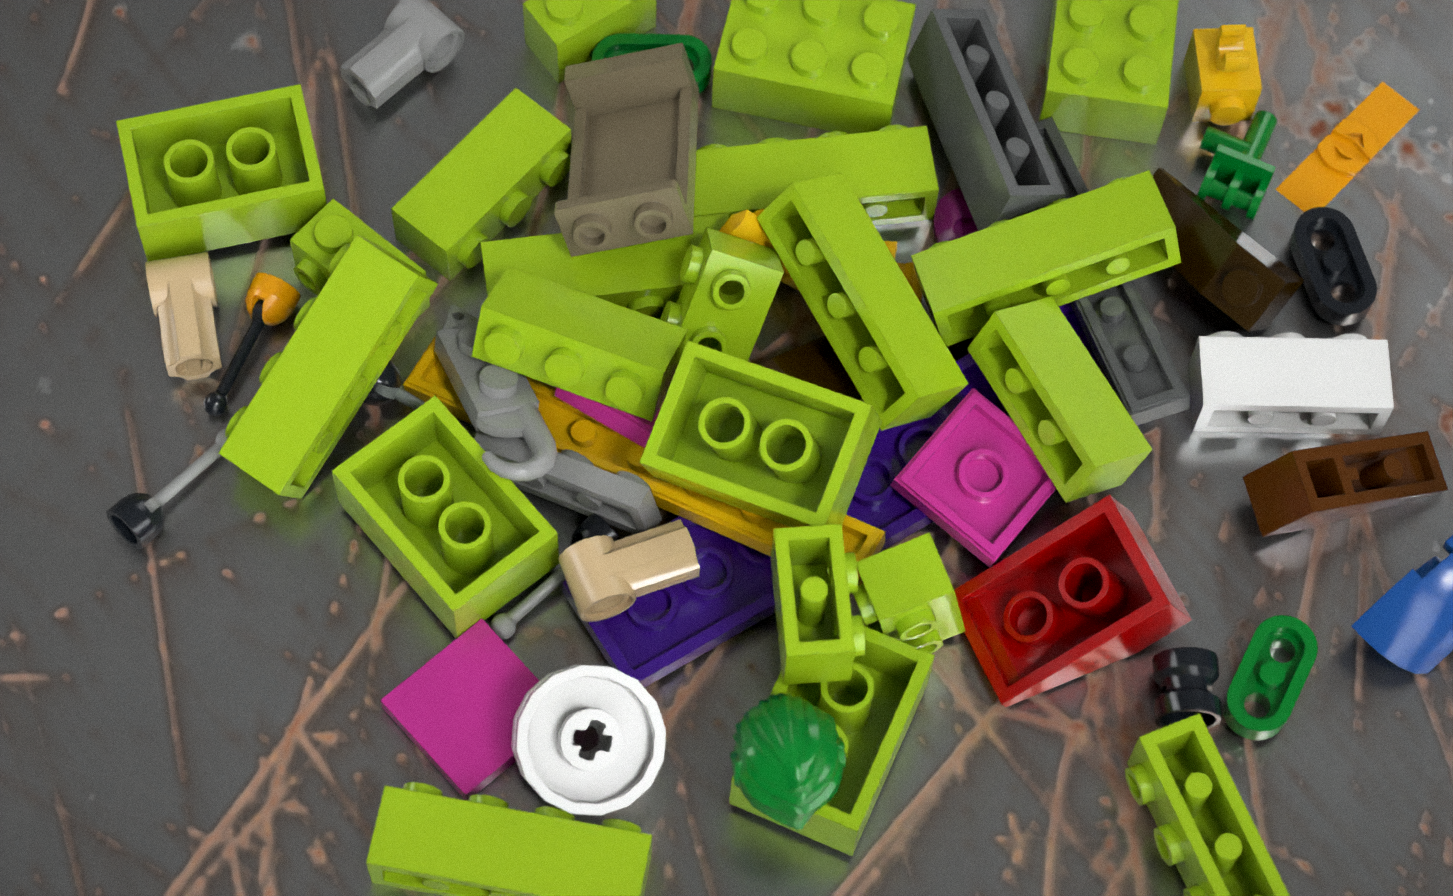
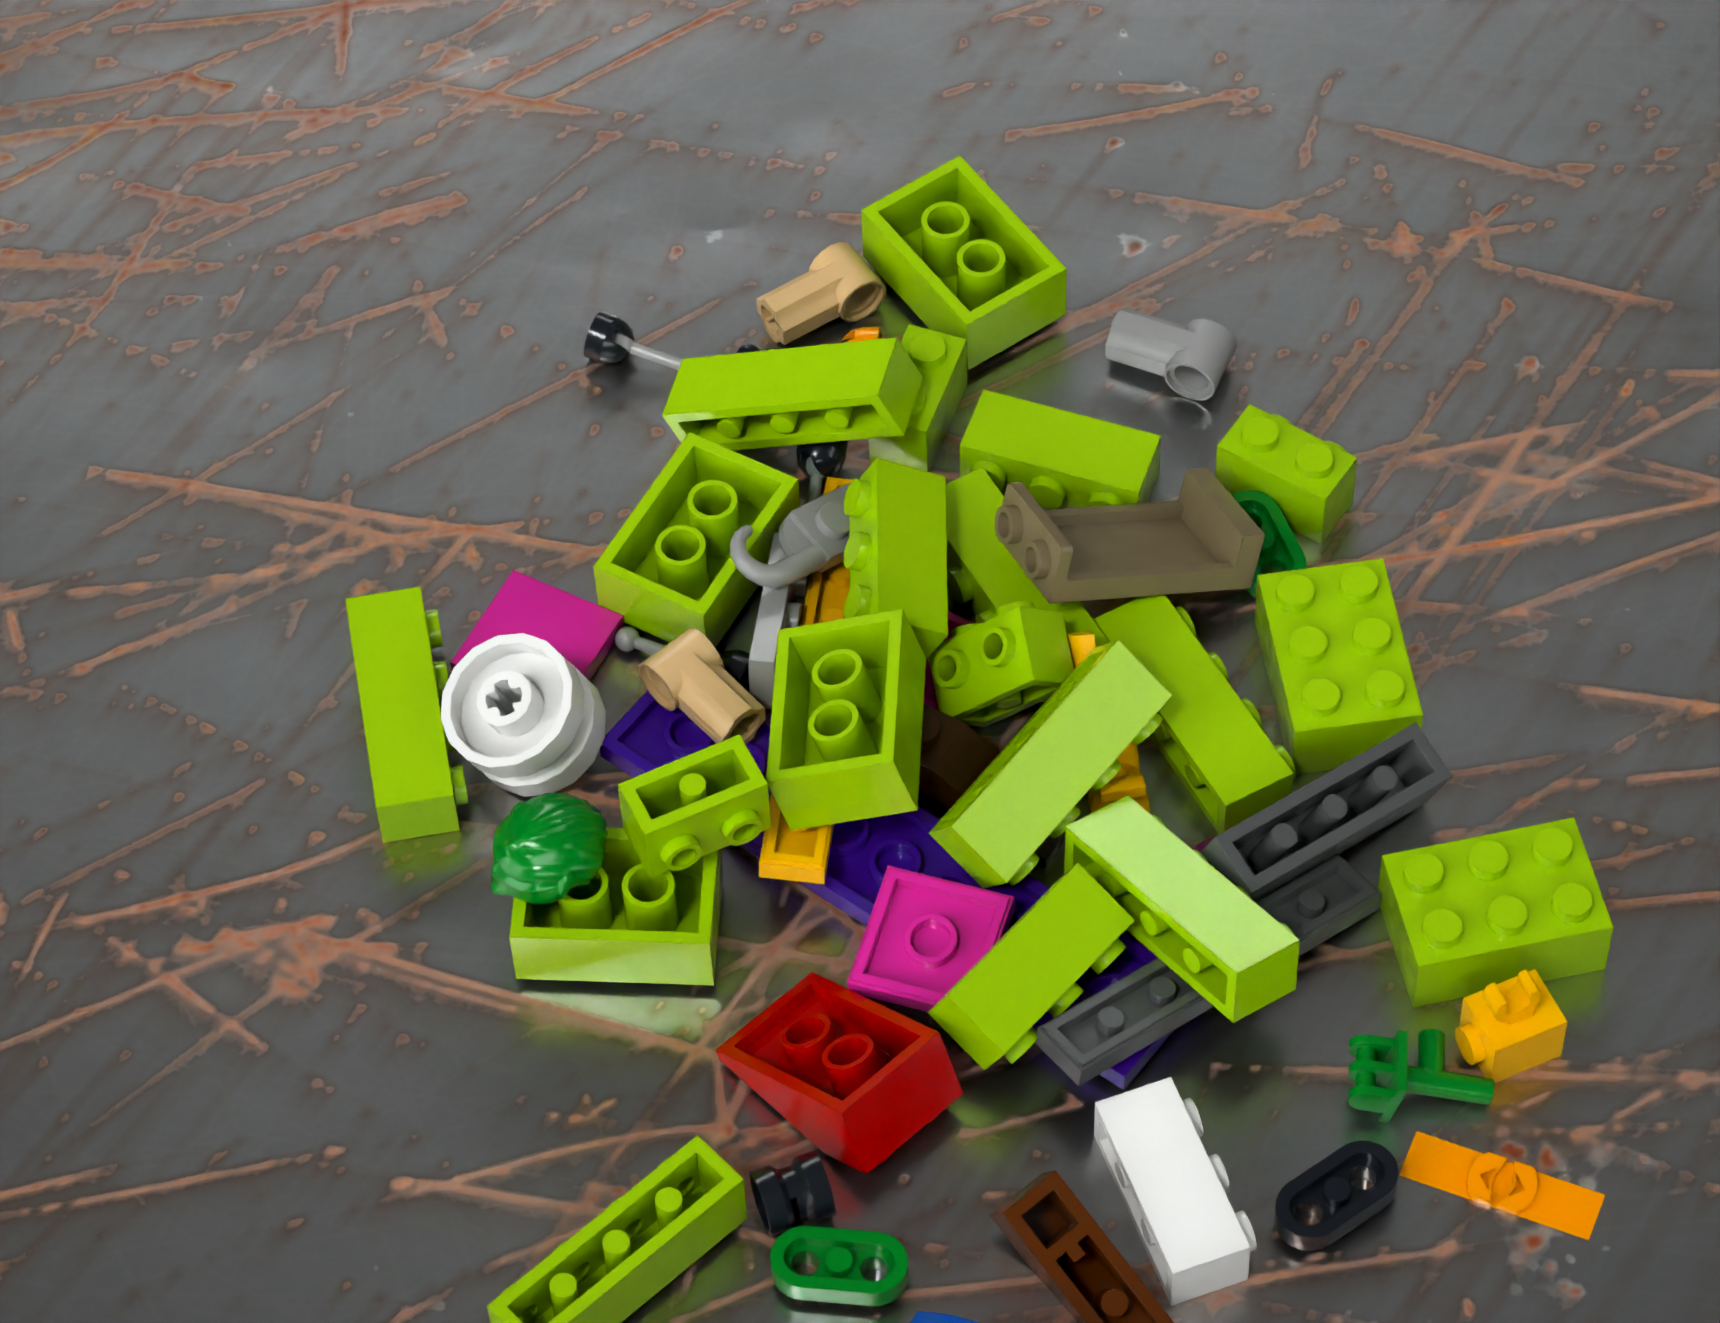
camera: 75 degrees right, 10 degrees down
(909, 595) = (768, 916): lime brick -> none
(1224, 260) = (1279, 1082): dark brown slope -> none

